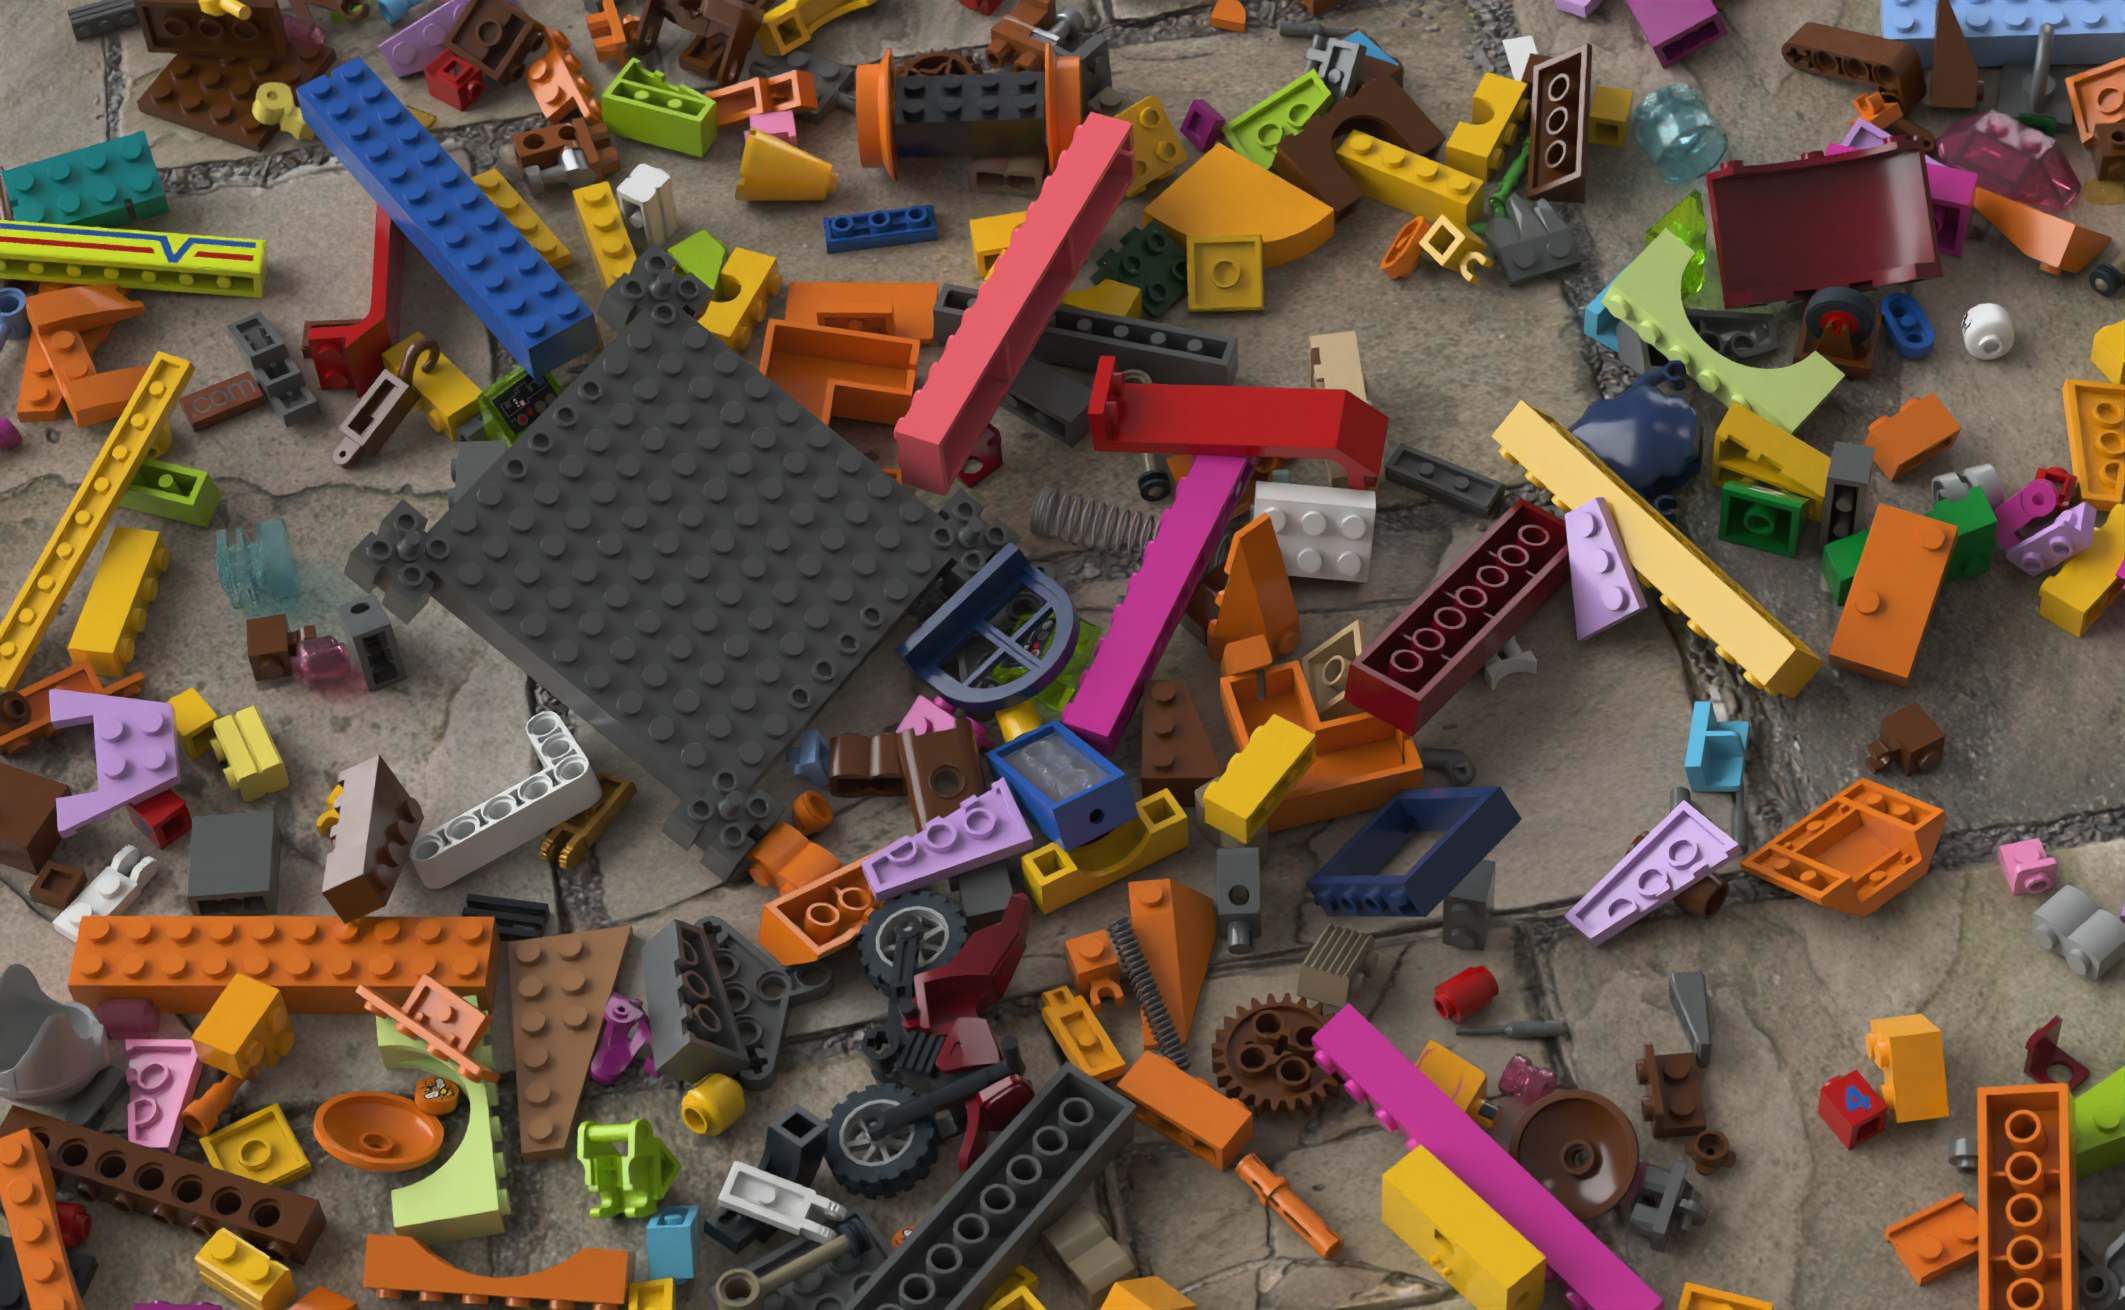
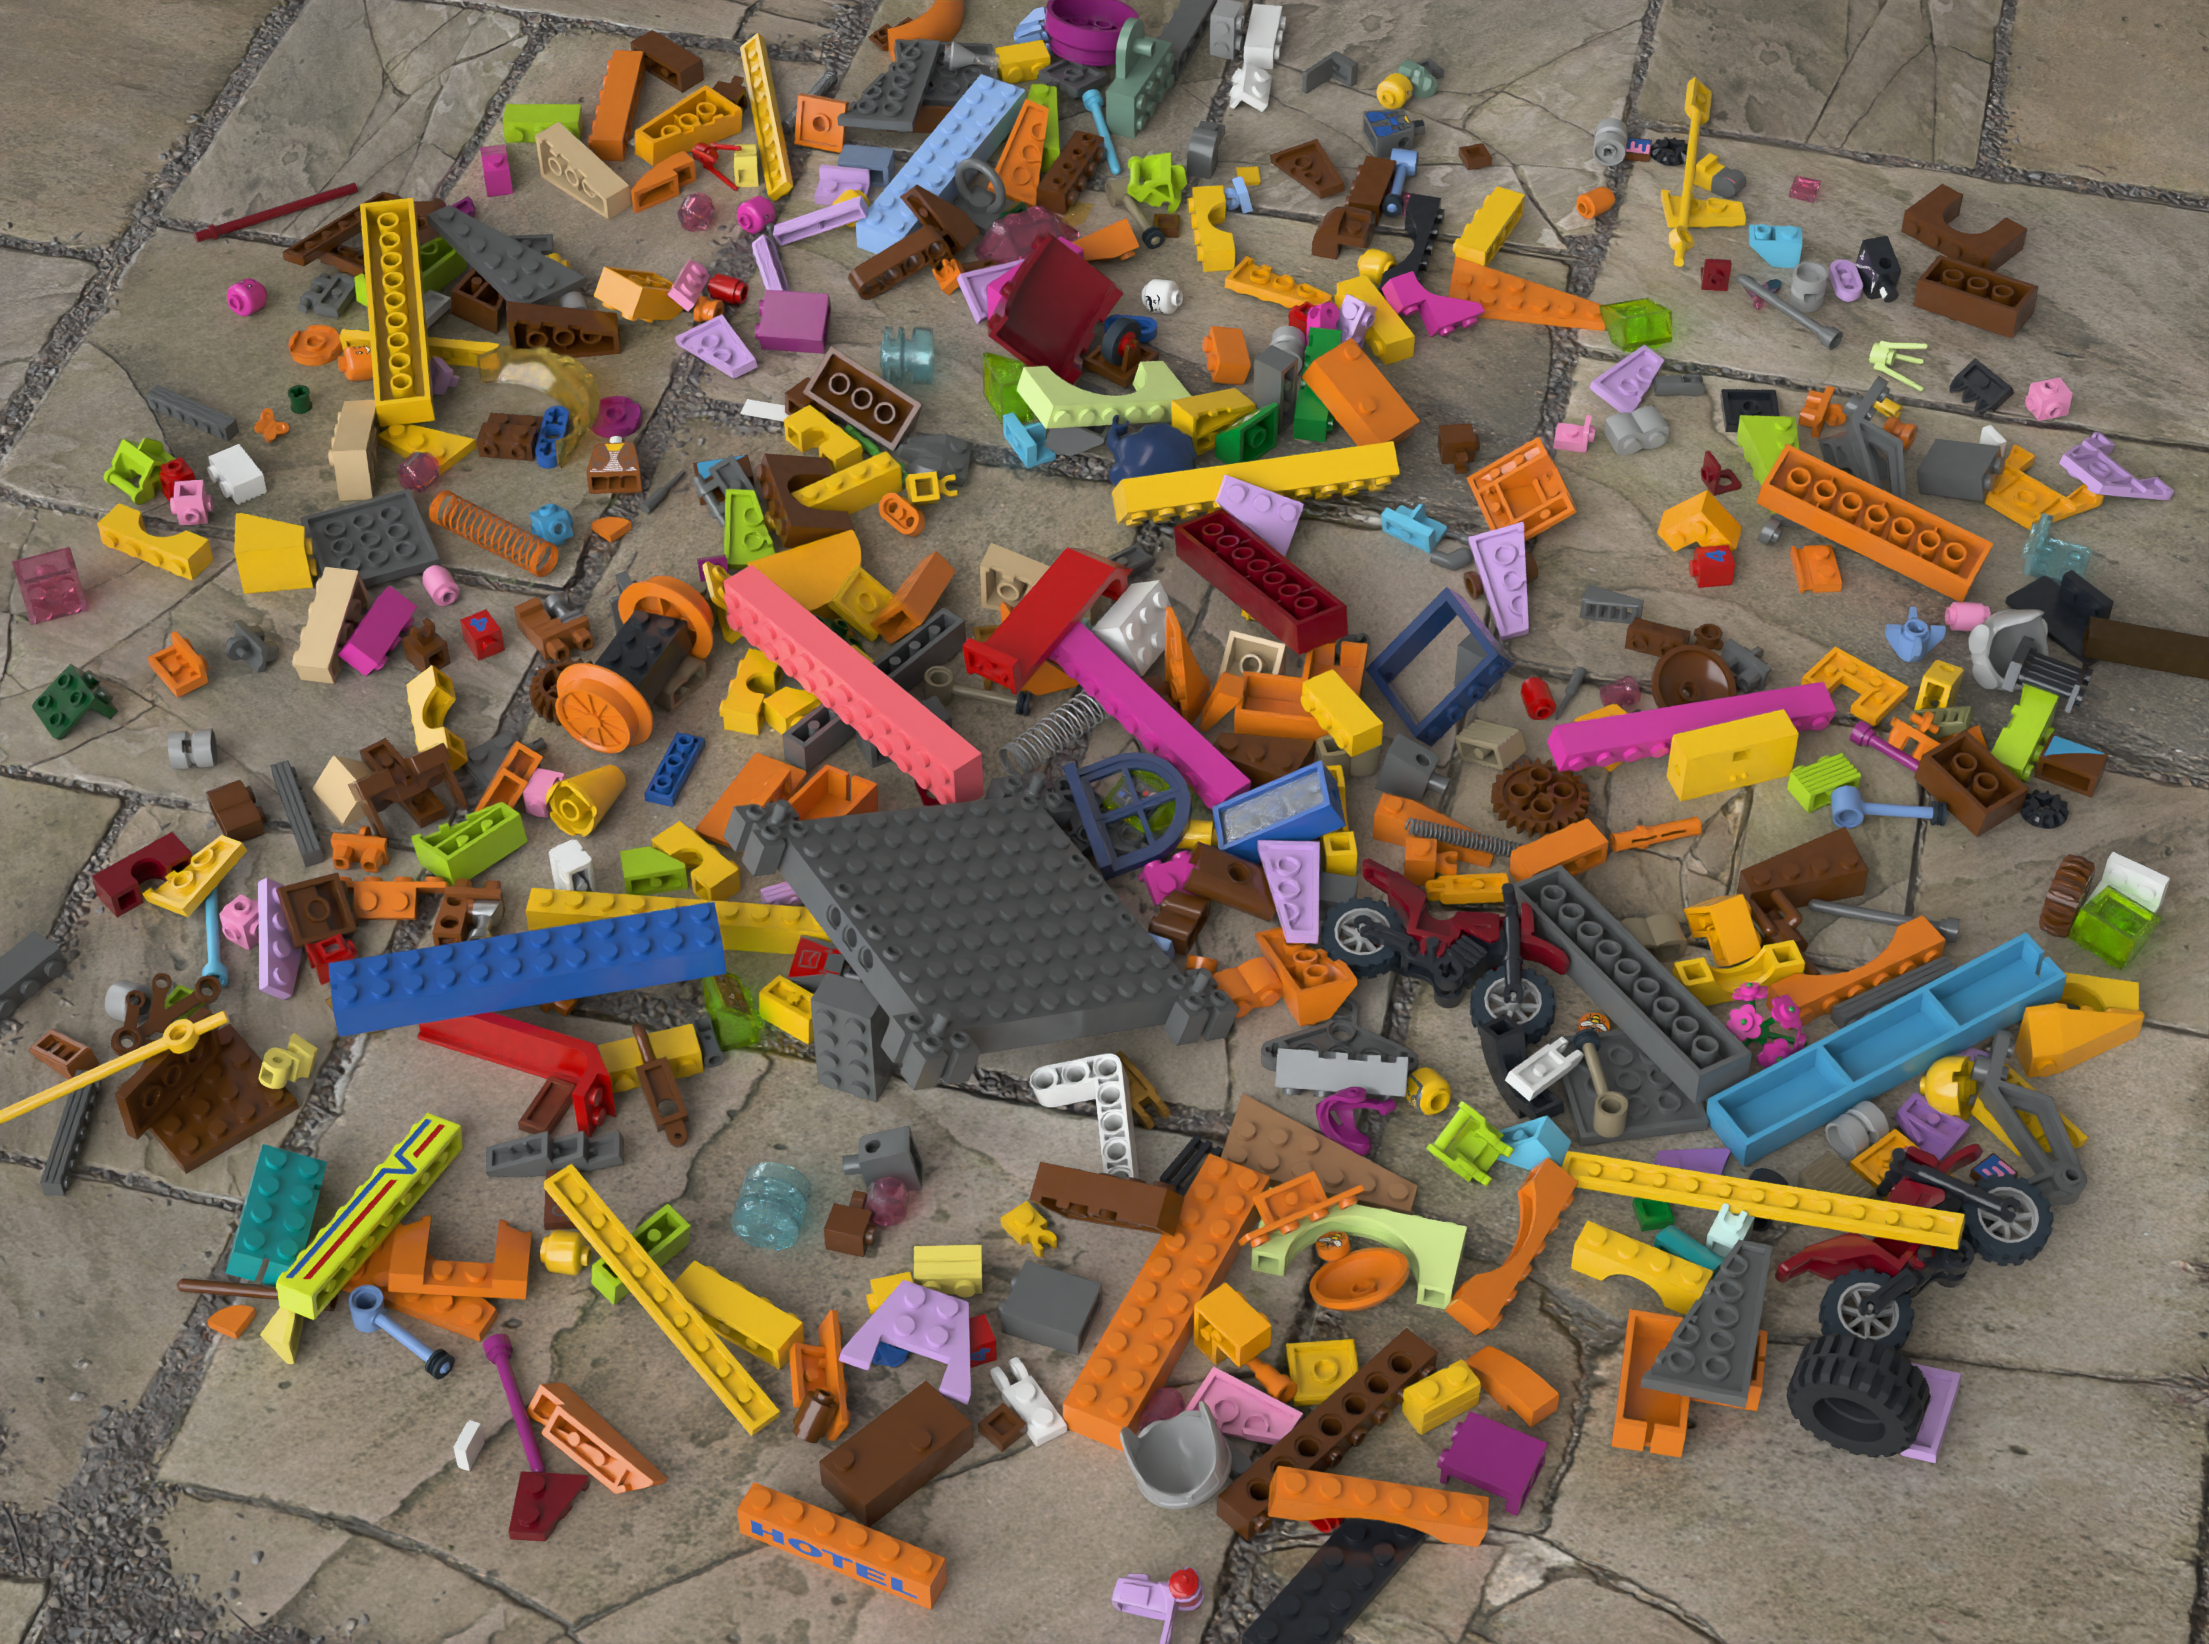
camera: 70 degrees left, 5 degrees down
(1263, 311) = (914, 598): none -> orange slope

